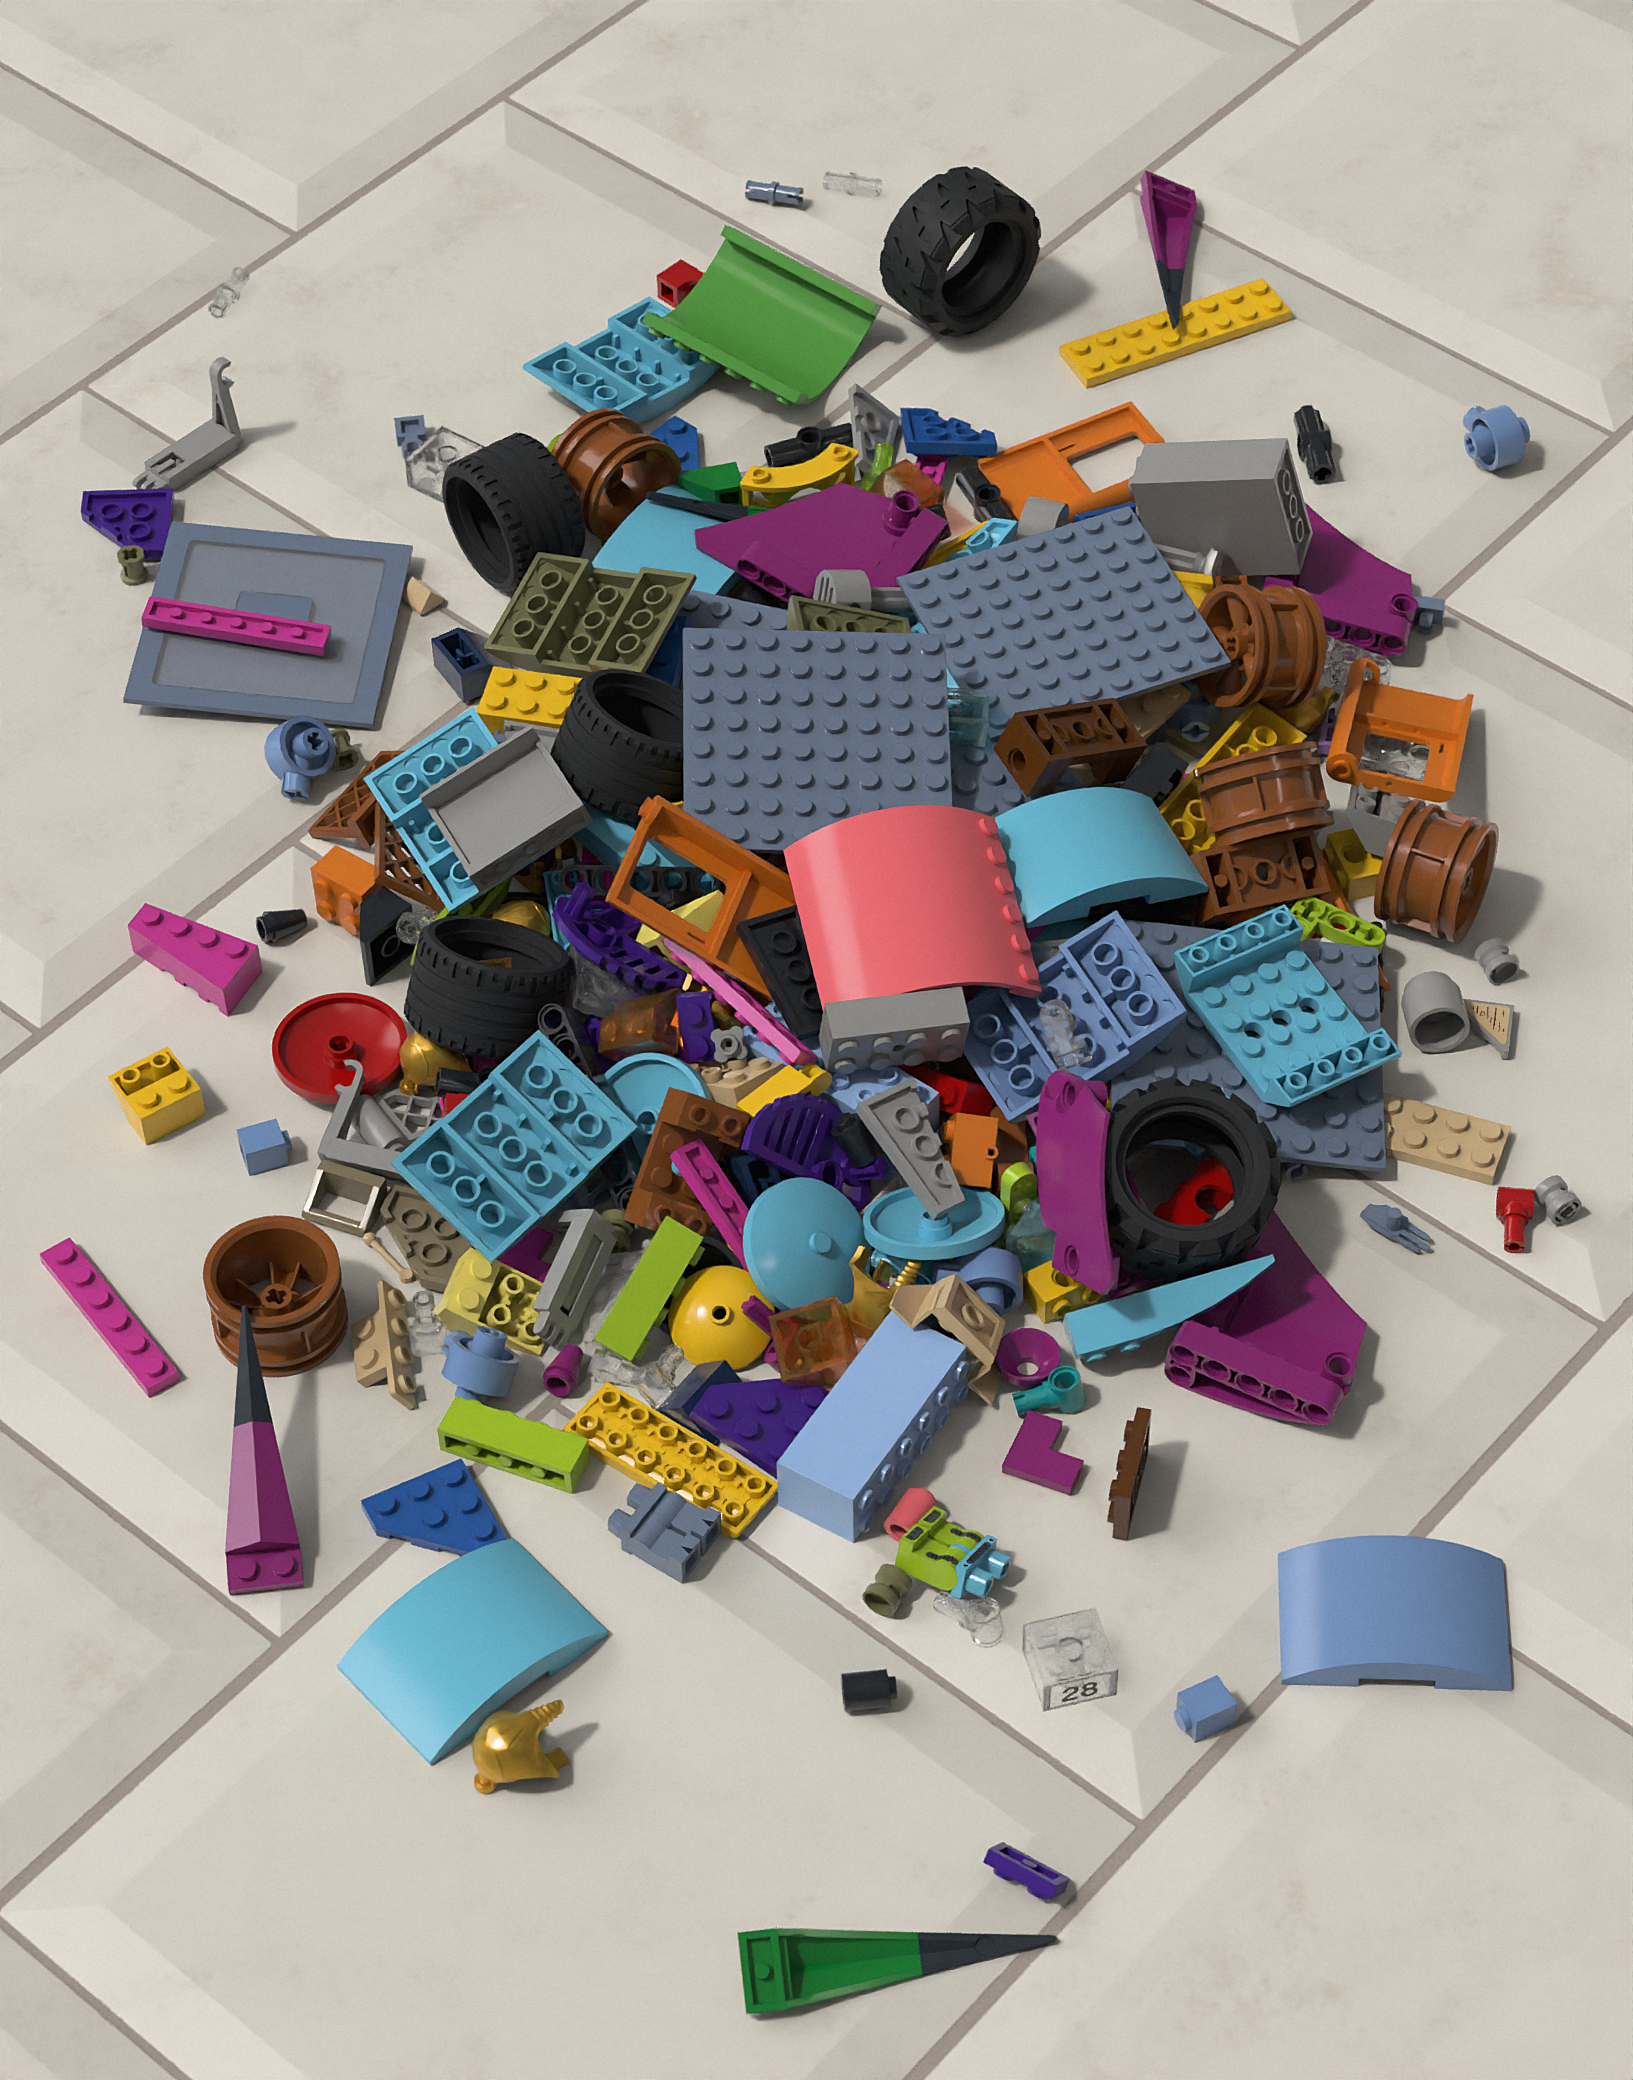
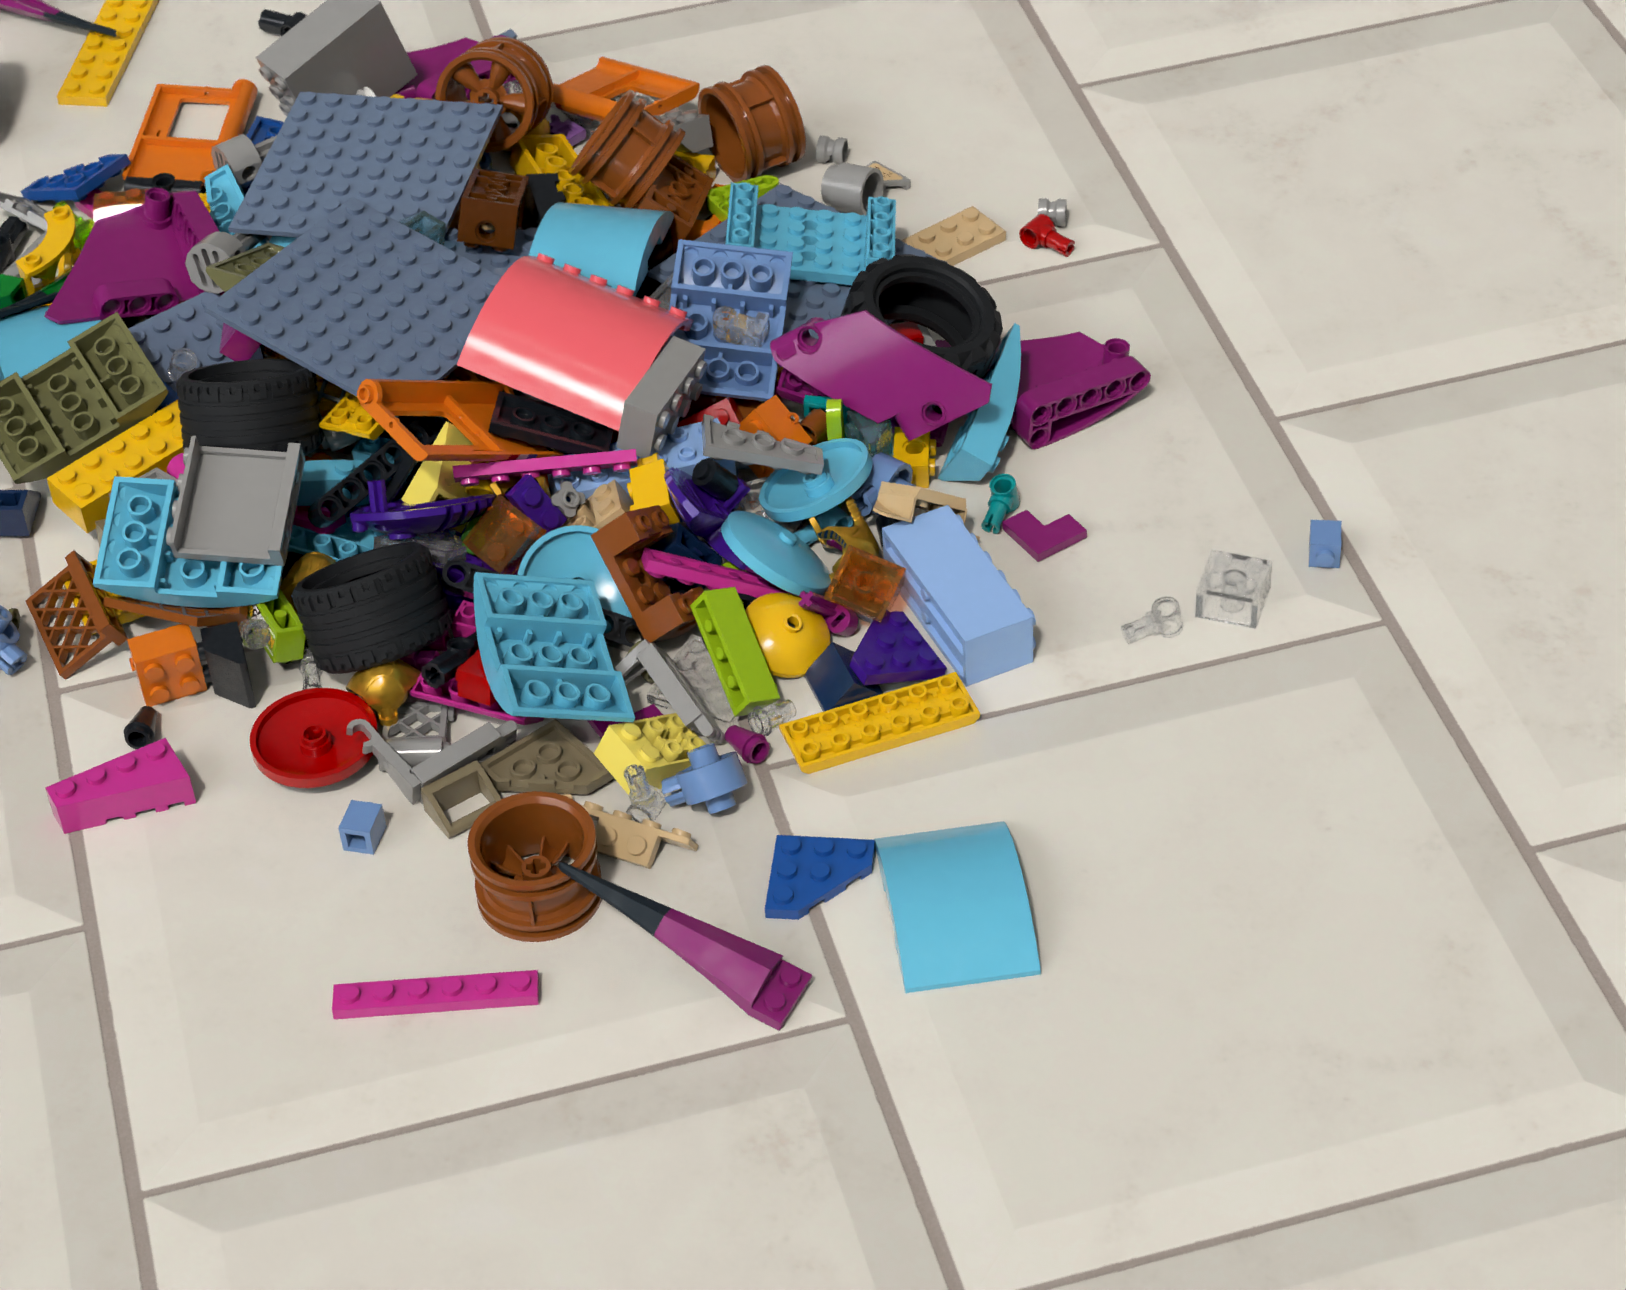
camera: 55 degrees left, 5 degrees down
(157, 1095) = (246, 867): yellow slope -> none
(510, 1749) = (1078, 905): pearl gold piece -> none
(514, 1444) = (792, 798): lime brick -> none
(656, 1378) = (805, 693): clear pin -> none
(665, 1530) = (945, 748): sand blue hips -> none
(813, 1965) = (1390, 823): green plate -> none
(867, 1690) = (1174, 702): black brick -> none
(889, 1586) = (1098, 655): olive wheel -> none
(908, 1511) = (1049, 620): coral brick -> none
(951, 1556) = (1101, 606): hips -> none
(1015, 1865) = (1401, 683): dark purple plate -> none
(1027, 1346) = (969, 489): magenta piece -> none
(1130, 1470) = (1111, 487): reddish brown plate -> none
(1393, 1613) = (1312, 433): medium blue slope -> none
(1394, 1226) = (1002, 291): sand blue piece -> none

